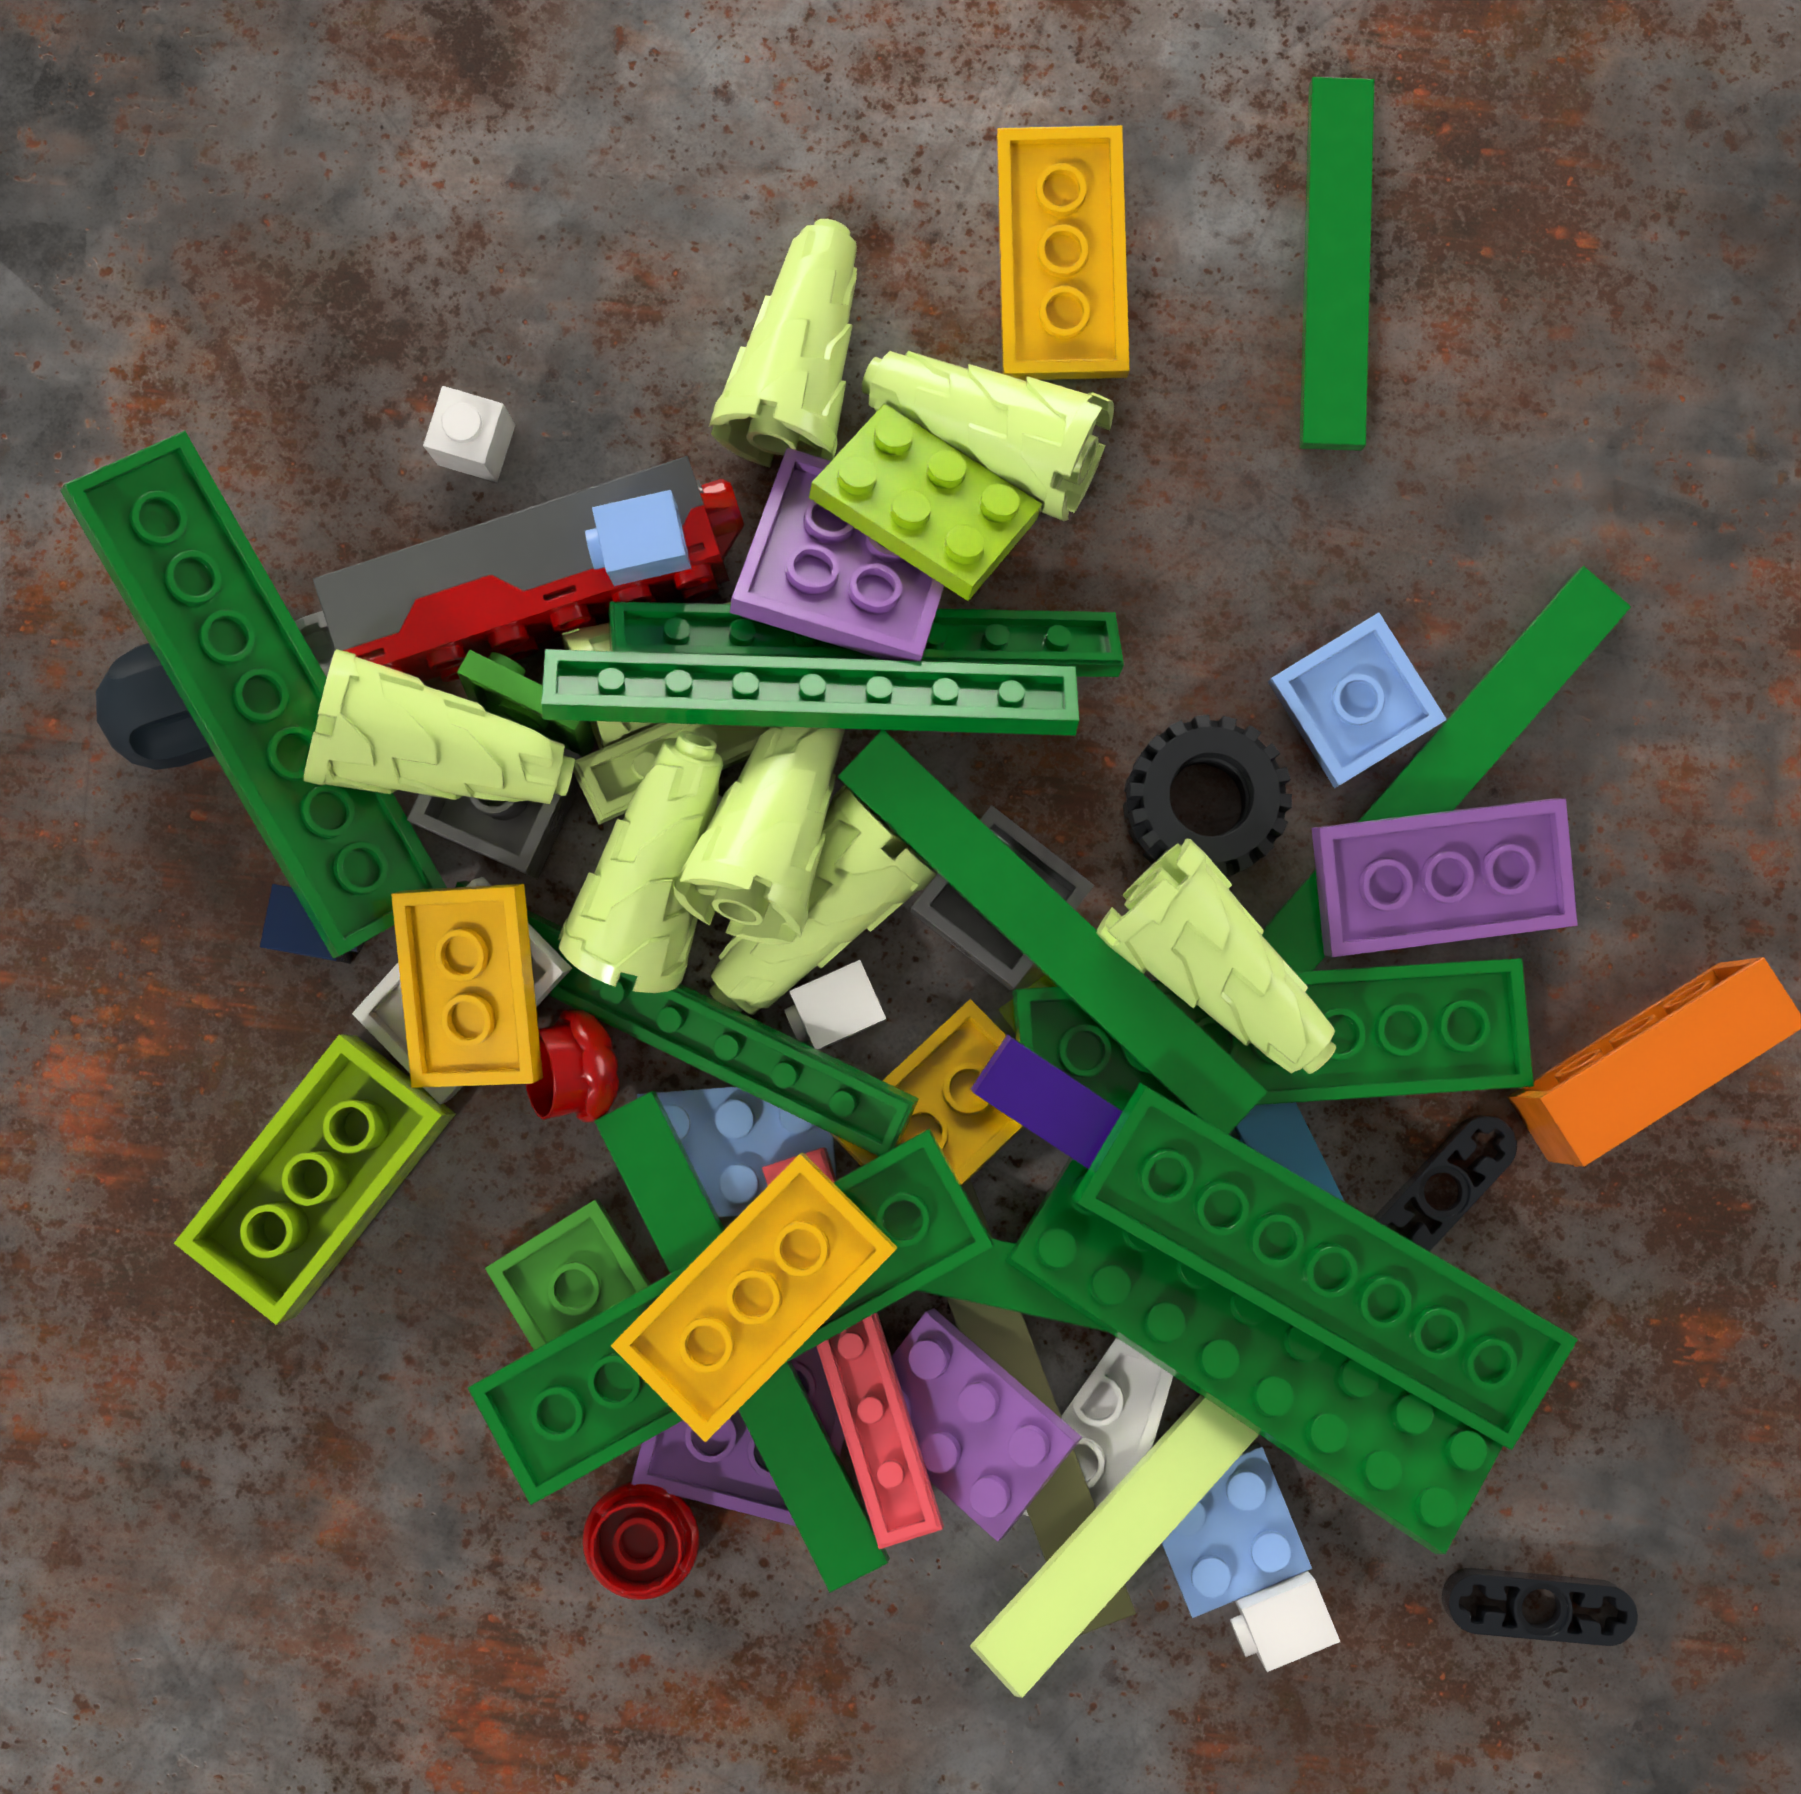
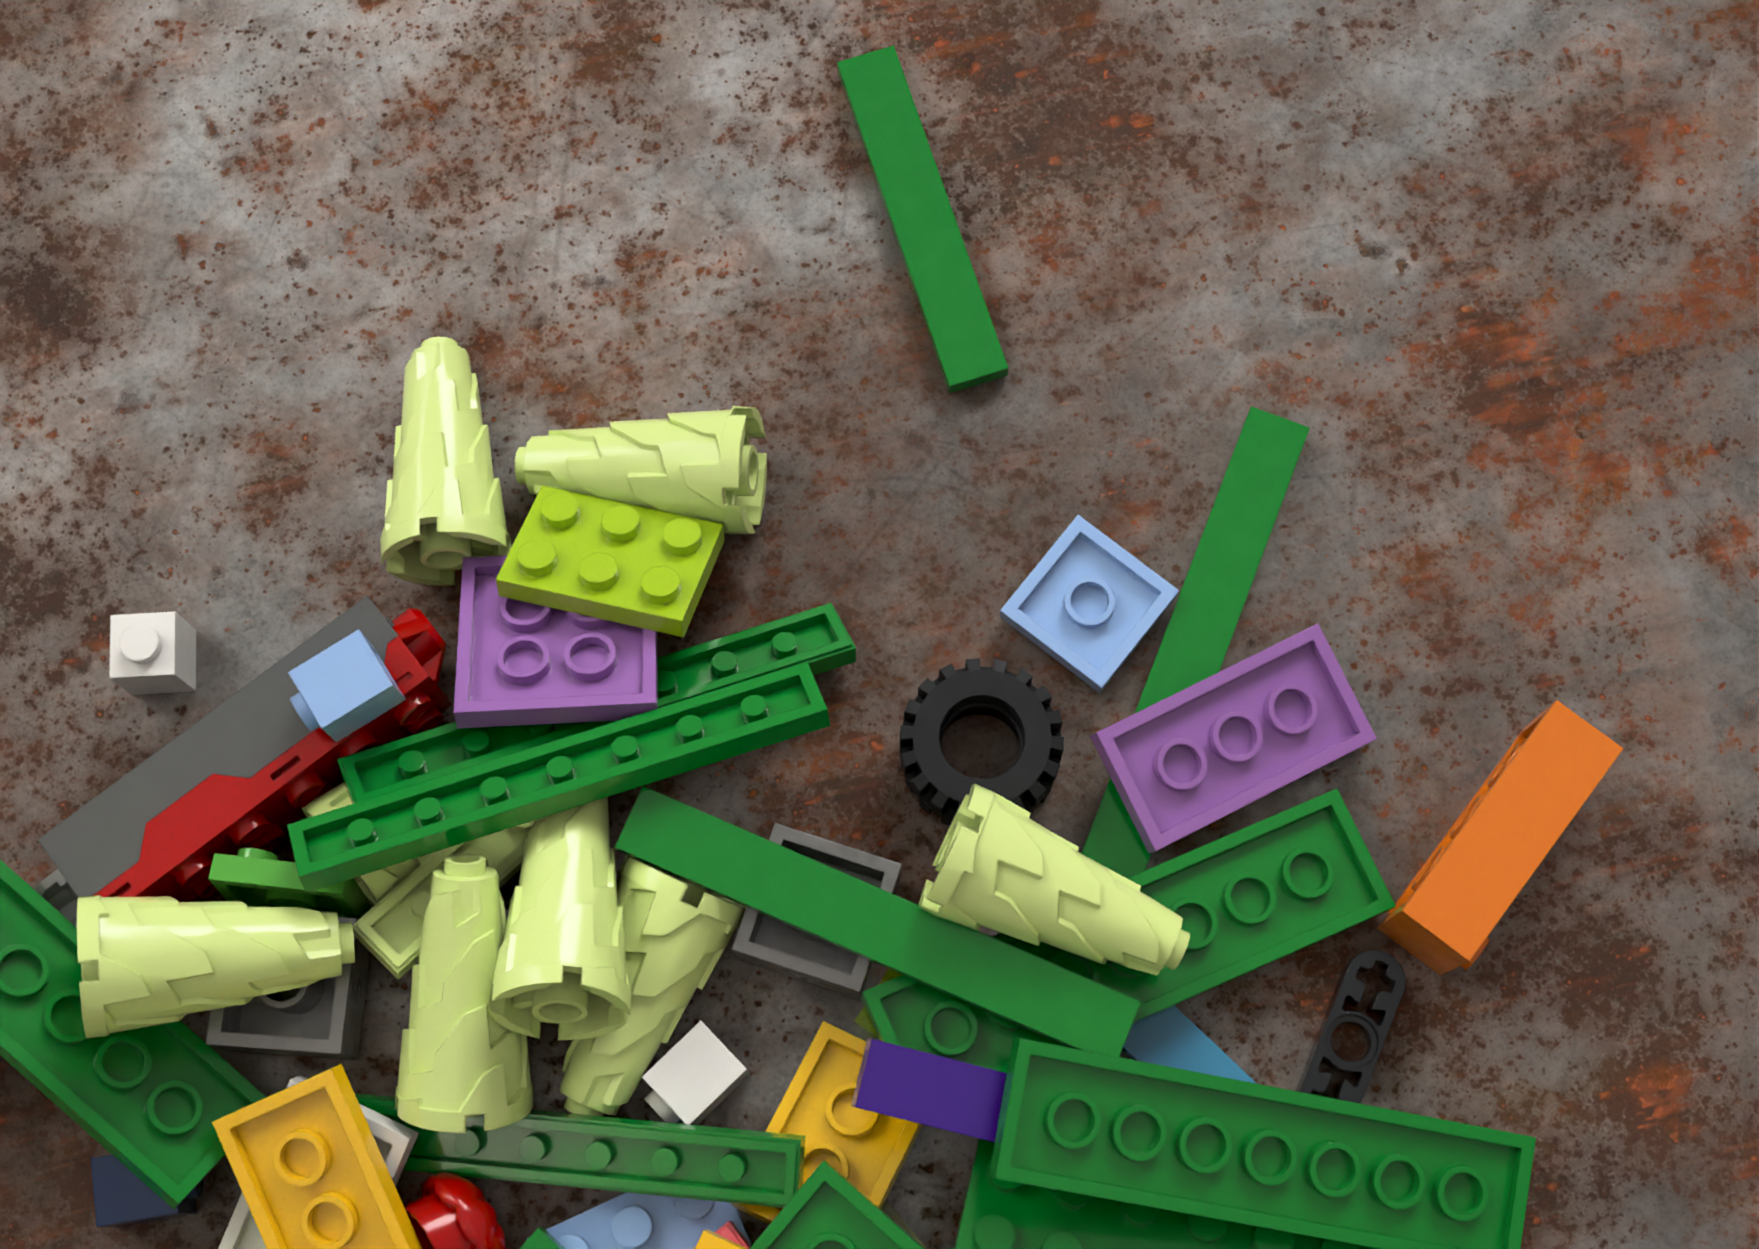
camera: 20 degrees left, 10 degrees down
(1062, 252) = (663, 294): yellow plate -> none

